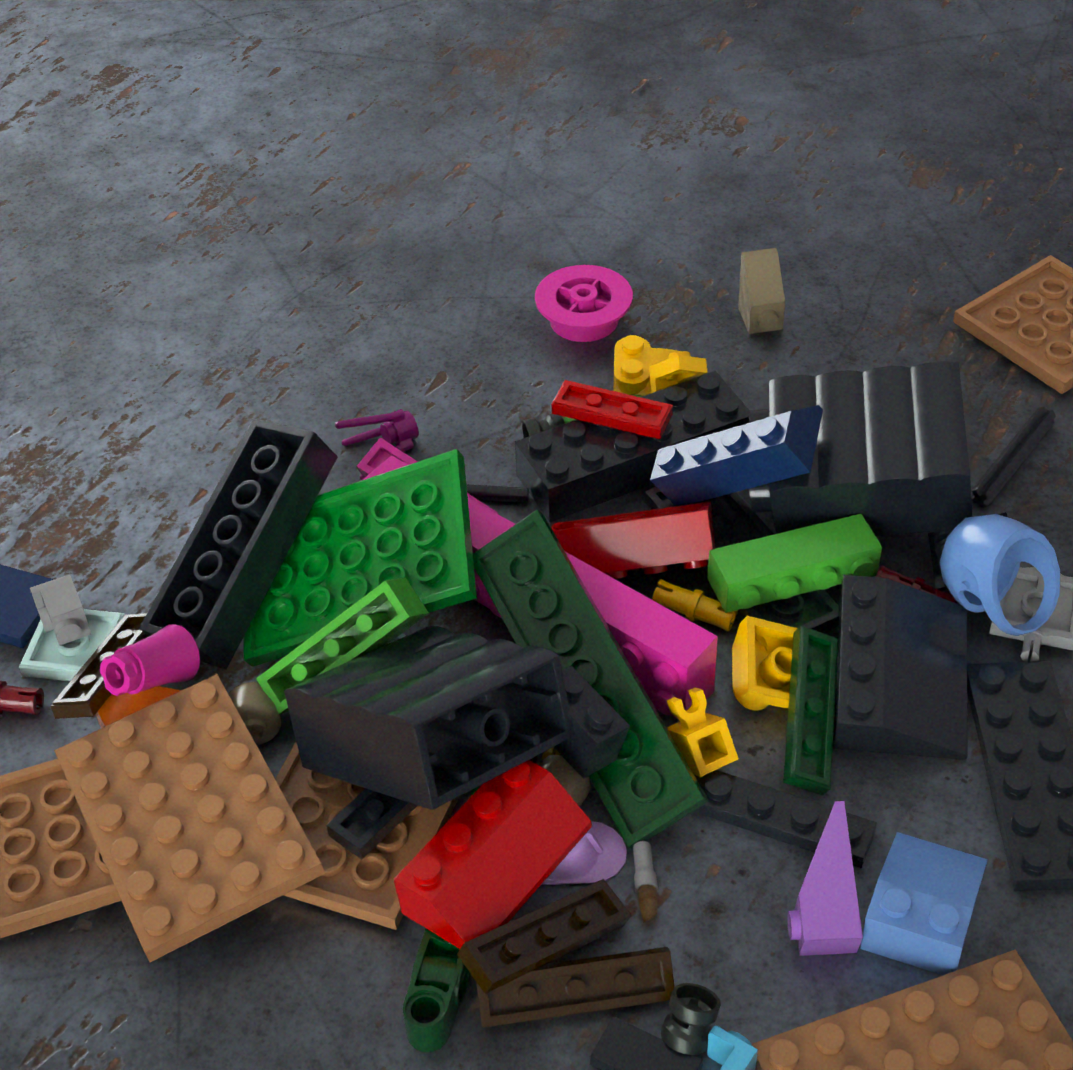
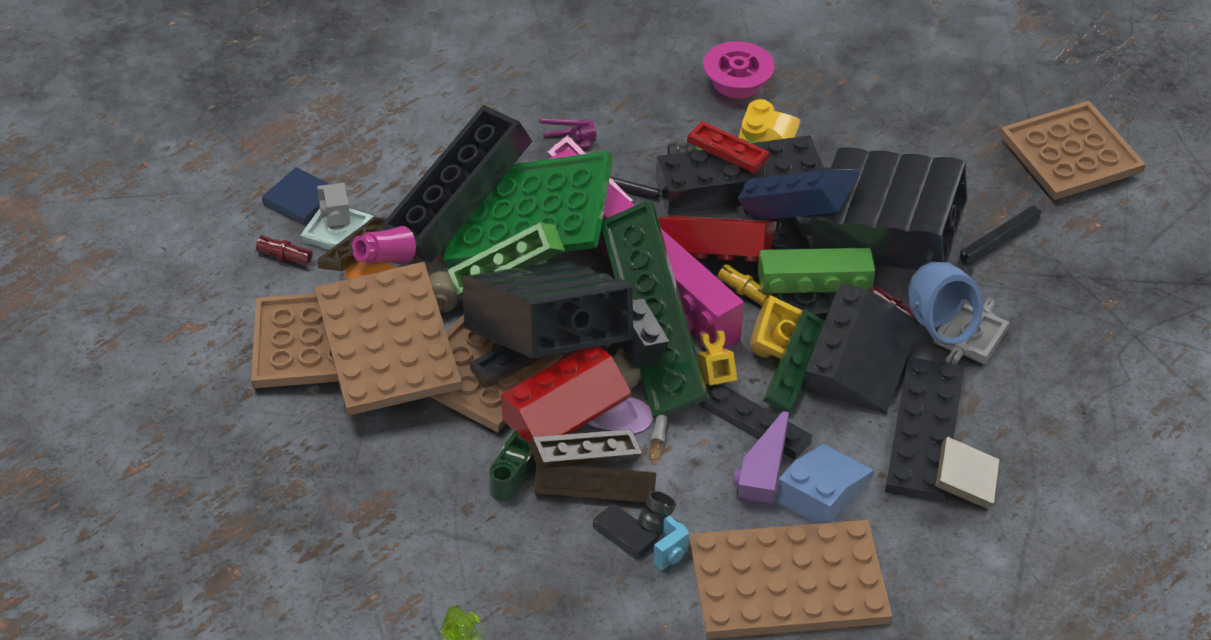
camera: 10 degrees right, 0 degrees up
(675, 370) = (782, 129): yellow bracket -> none
(761, 291) = (865, 86): dark tan slope -> none

